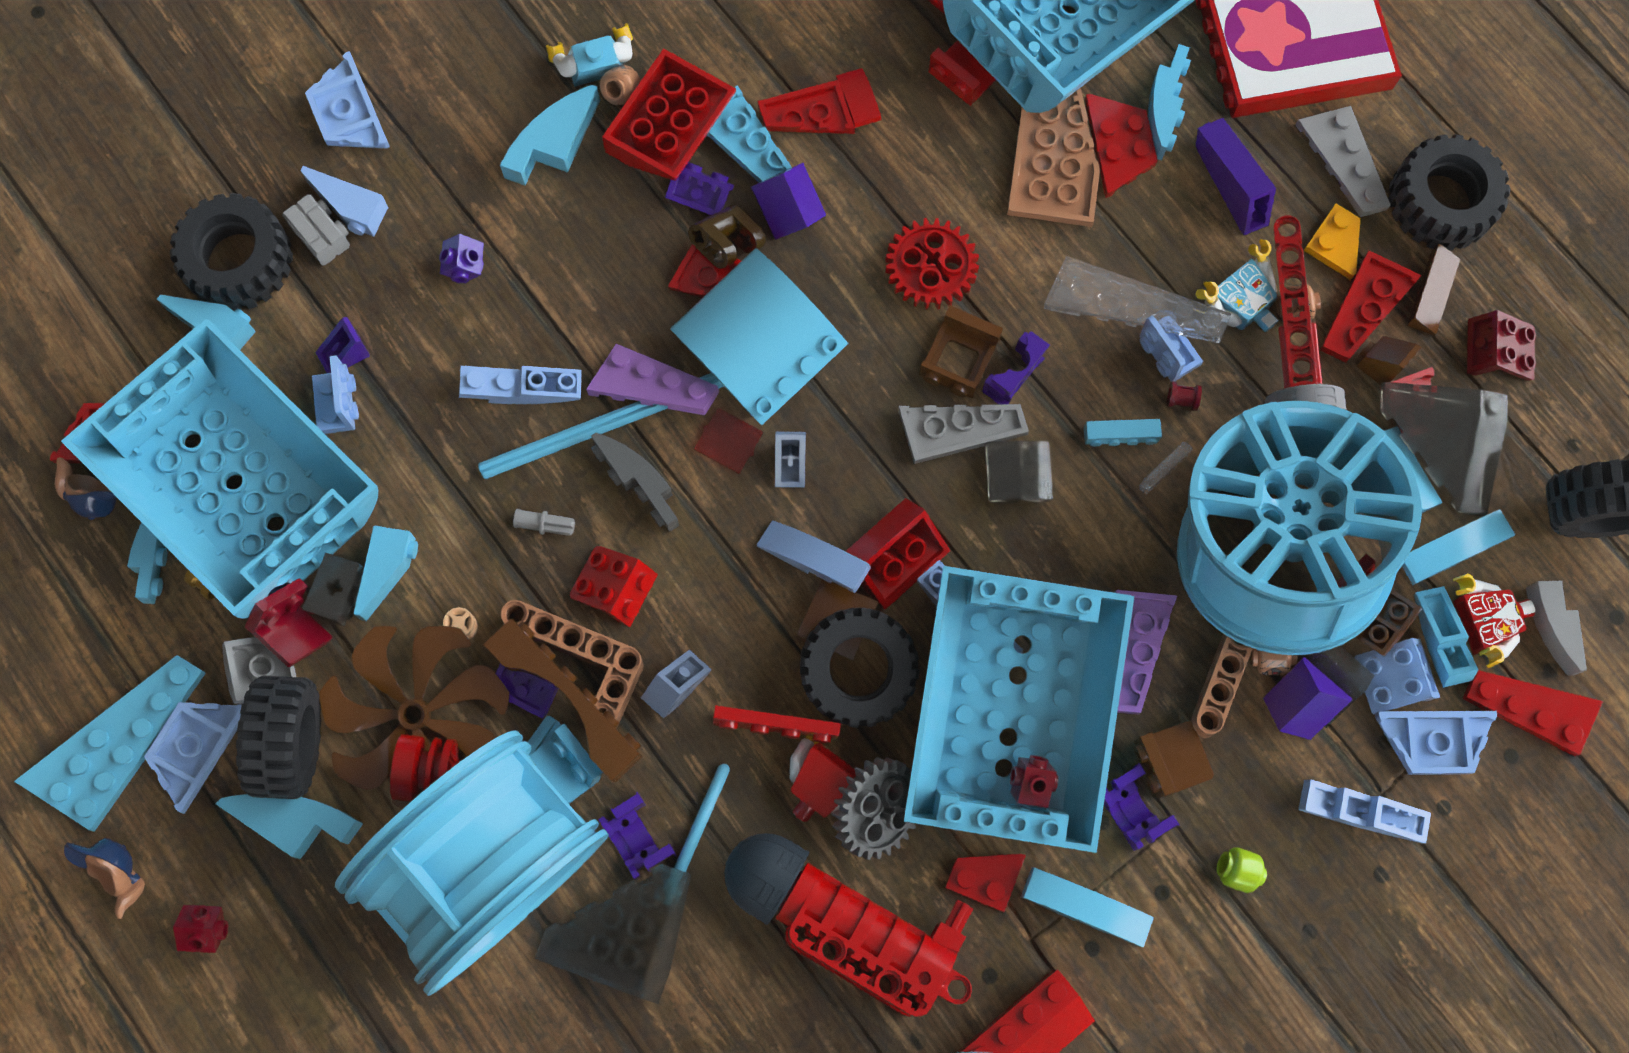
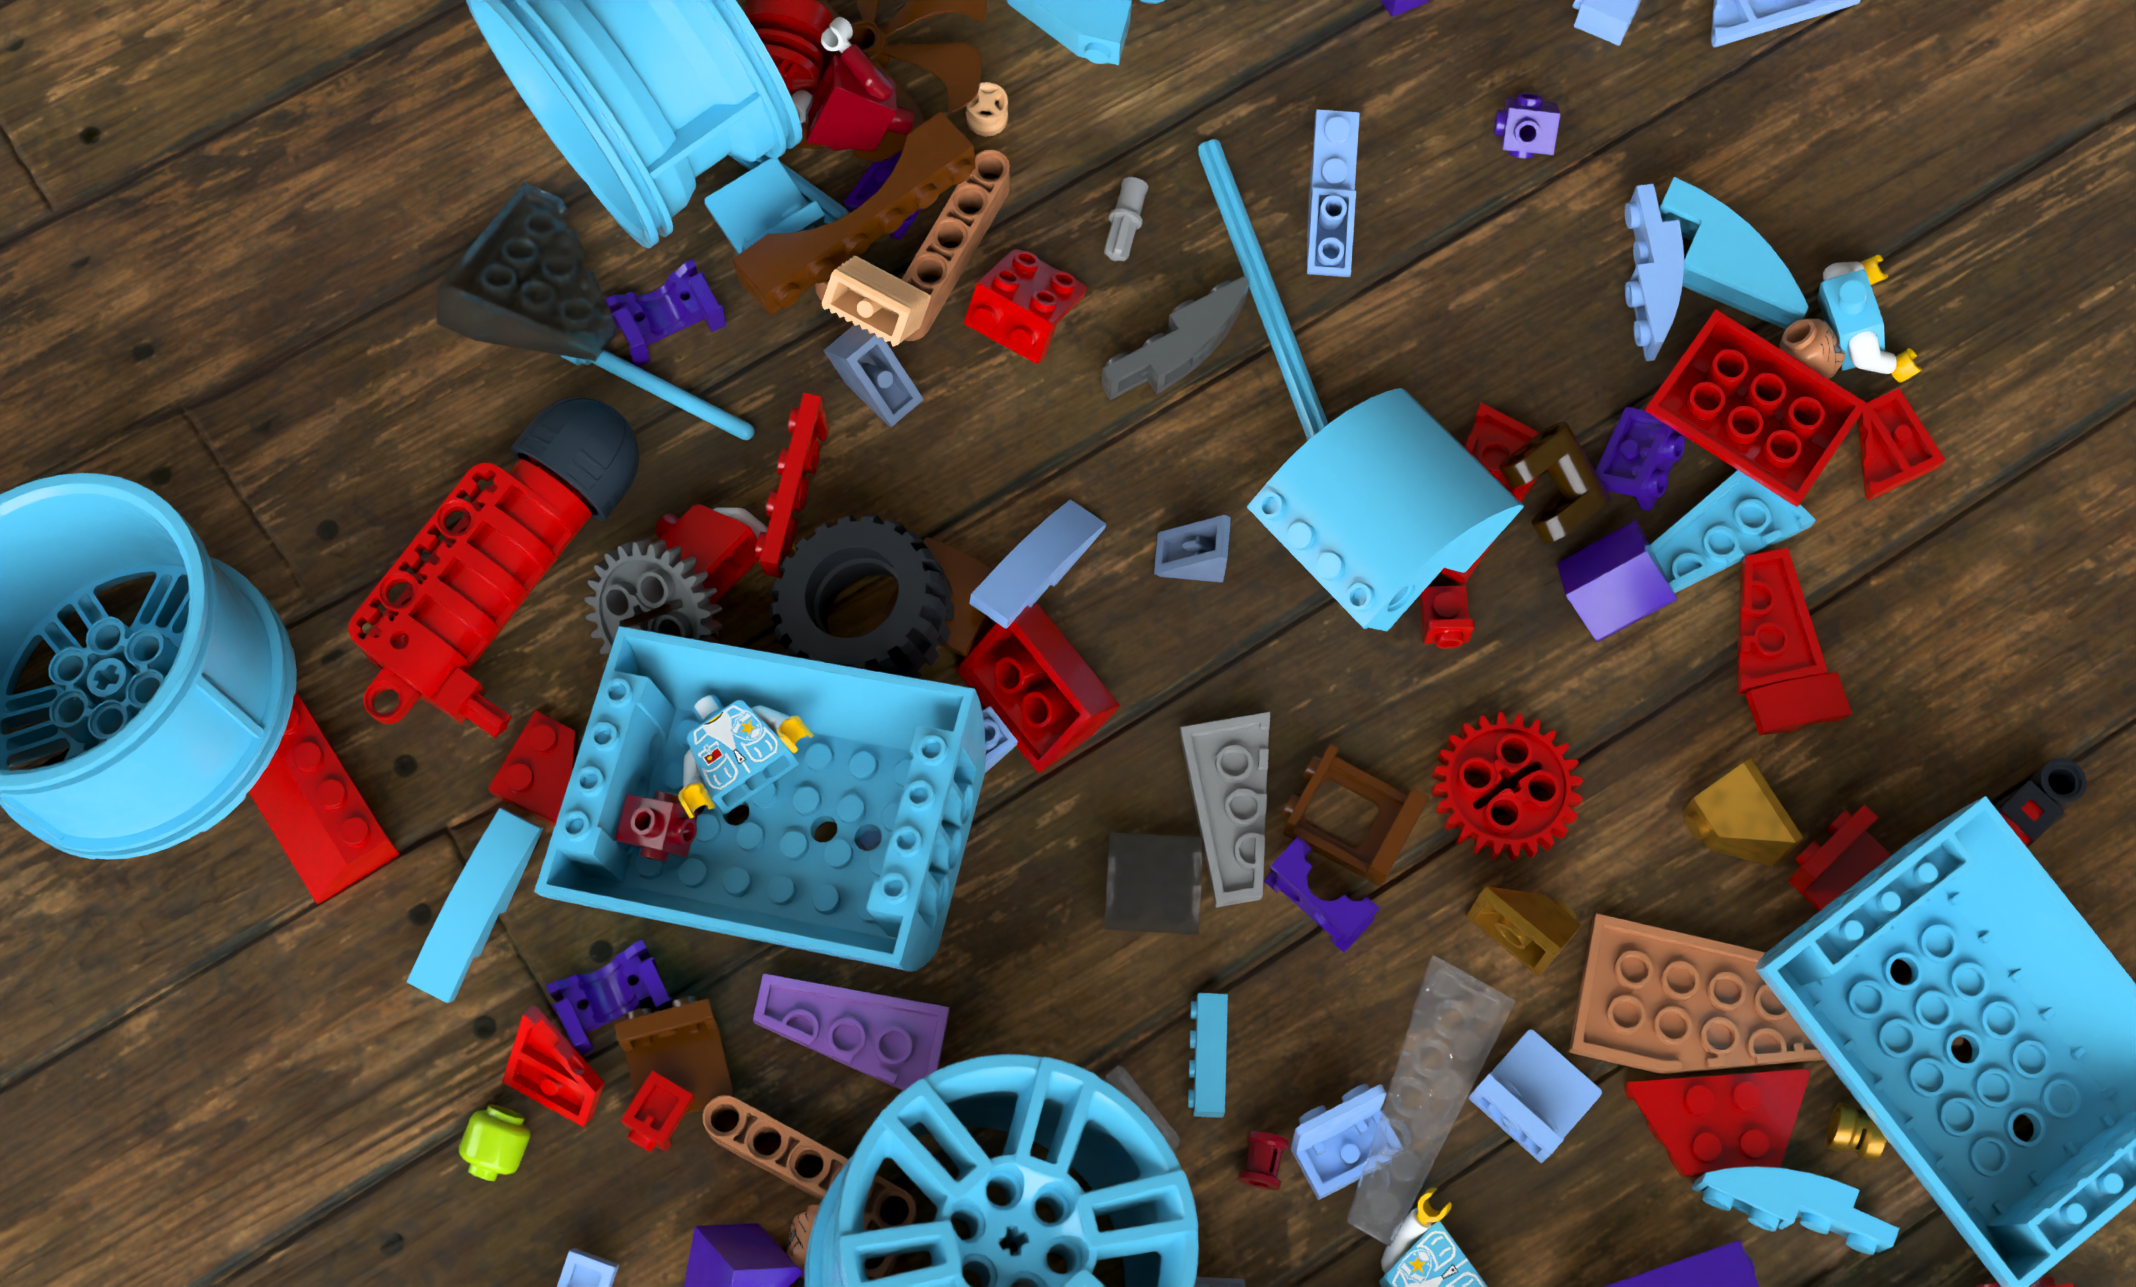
camera: 95 degrees right, 5 degrees down
(475, 709) = (852, 100): none -> dark red torso
(577, 176) = (1658, 271): none -> light blue slope
(635, 676) = (875, 300): none -> light nougat brick
(646, 380) = (1329, 357): medium lavender wing -> none
(681, 37) = (1894, 445): none -> red wing
(728, 441) = (1232, 473): clear red piece -> none
(826, 300) = (1445, 616): none -> red bracket
(938, 126) = (1742, 818): none -> pearl gold slope
(977, 735) = (736, 753): none -> torso
(1023, 245) = (1525, 924): none -> pearl gold slope
(1120, 72) = (1855, 1133): none -> pearl gold wheel
(1123, 242) = (1535, 1095): none -> light blue bracket
(1192, 837) = (551, 1070): none -> red wing
(1210, 765) = (656, 1112): none -> red bracket

